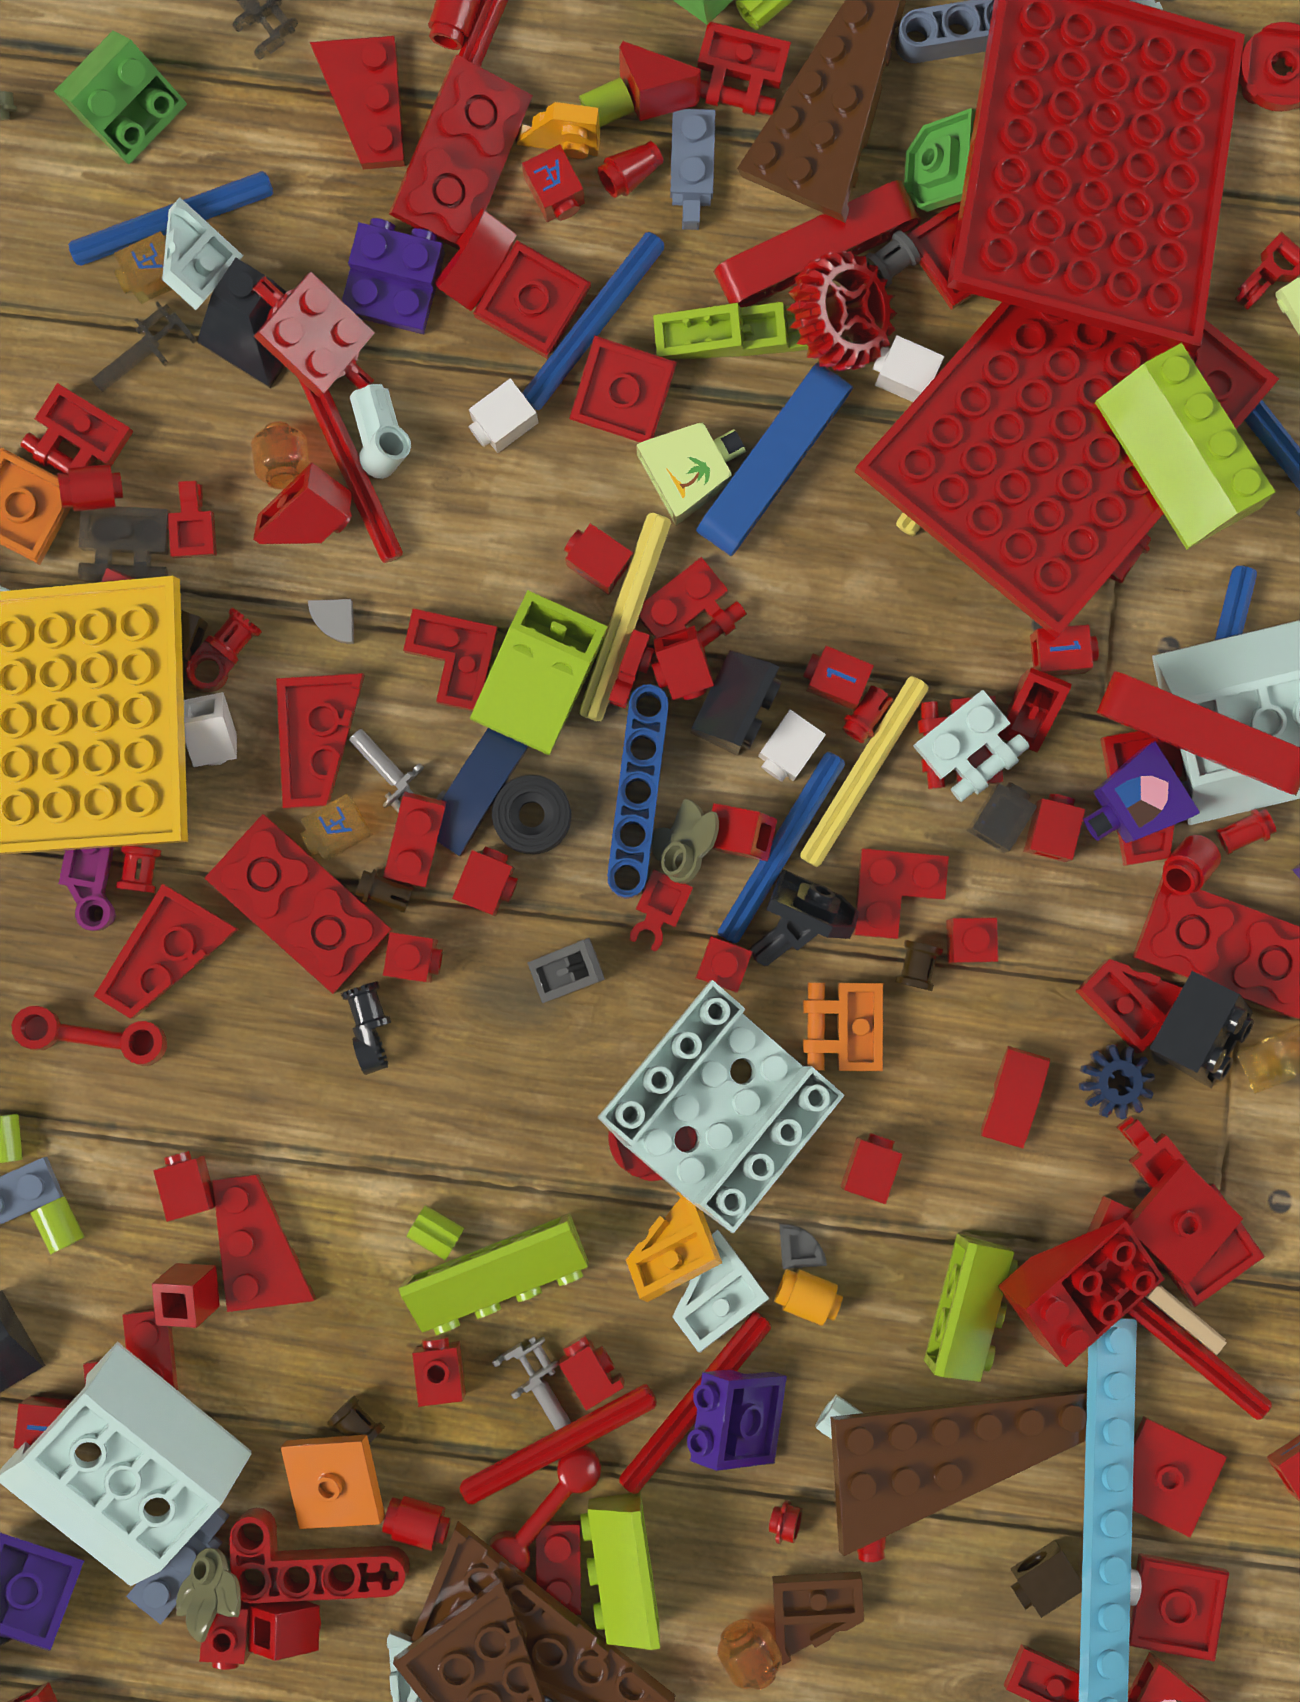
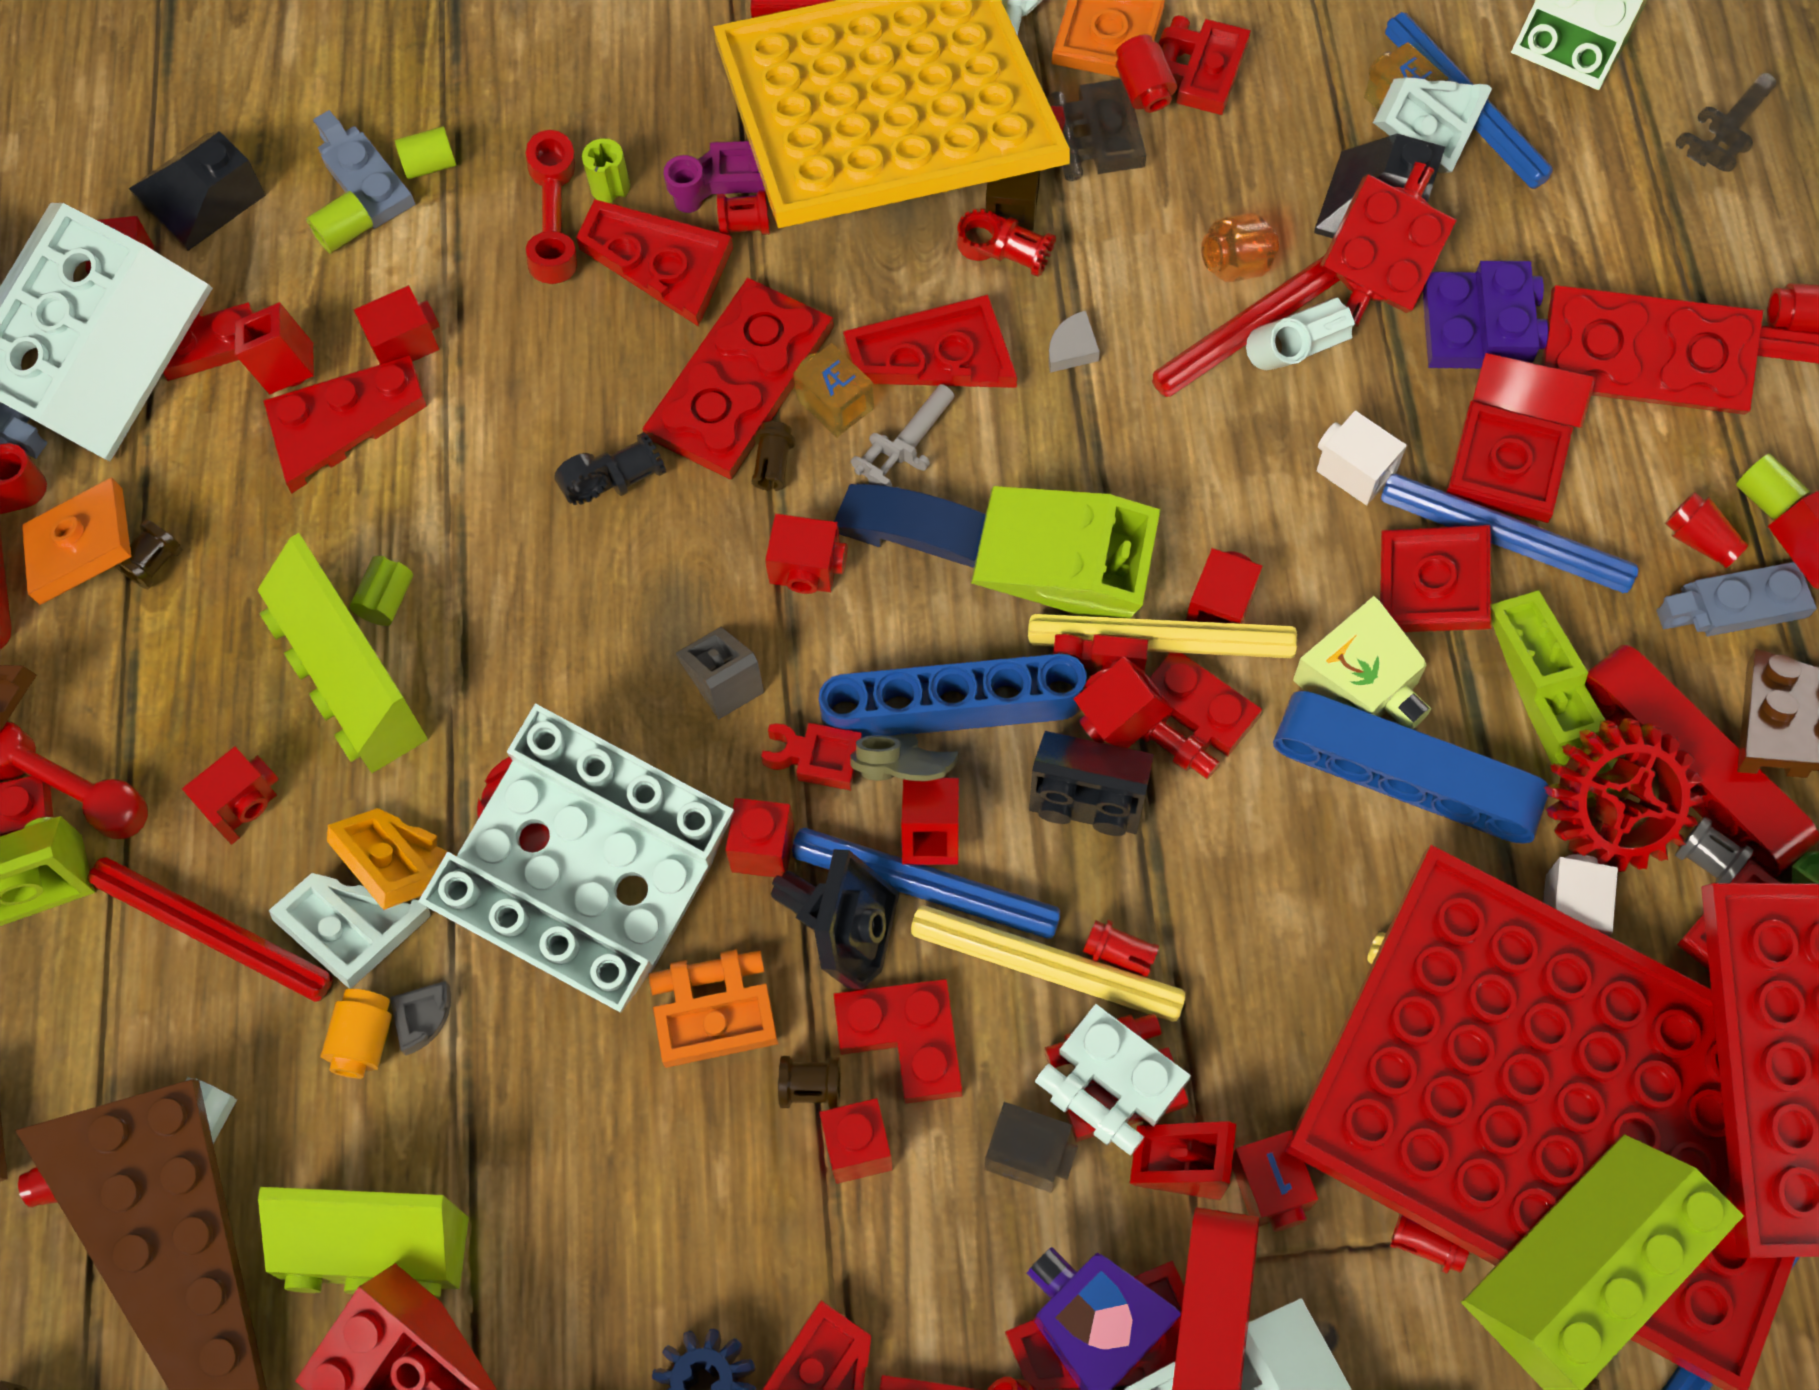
camera: 80 degrees right, 20 degrees down
(63, 980) = (606, 170): none -> lime piece
(142, 348) = (1319, 107): clear smoke piece -> none
(191, 530) = (1134, 187): red plate -> none
(209, 730) = (911, 240): white brick -> none
(305, 510) = (1187, 281): red slope -> none
(367, 95) = (1680, 250): red wing -> none
(412, 957) = (698, 493): red brick -> none
(414, 839) = (838, 470): red plate -> none
(416, 1522) = (37, 639): red brick -> none
(438, 1371) = (216, 627): red brick -> none
(463, 646) = (1079, 457): red plate -> none
(523, 791) = (897, 560): black tyre -> none
(536, 1383) = (208, 749): light grey piece -> none
(554, 184) = (1654, 451): red brick -> none
(558, 1444) = (142, 776): red axle -> none
(564, 124) = (1724, 446): light orange wing -> none
(736, 1419) = (187, 972): dark purple plate -> none
(786, 1522) = (64, 1070): red plate -> none
(790, 747) = (1053, 861): white brick -> none
(837, 677) = (1158, 899): red brick -> none
(872, 1168) = (533, 1077): red brick -> none
(1015, 1097) = (660, 1249): red slope -> none
(1054, 828) = (1032, 1220): red brick -> none

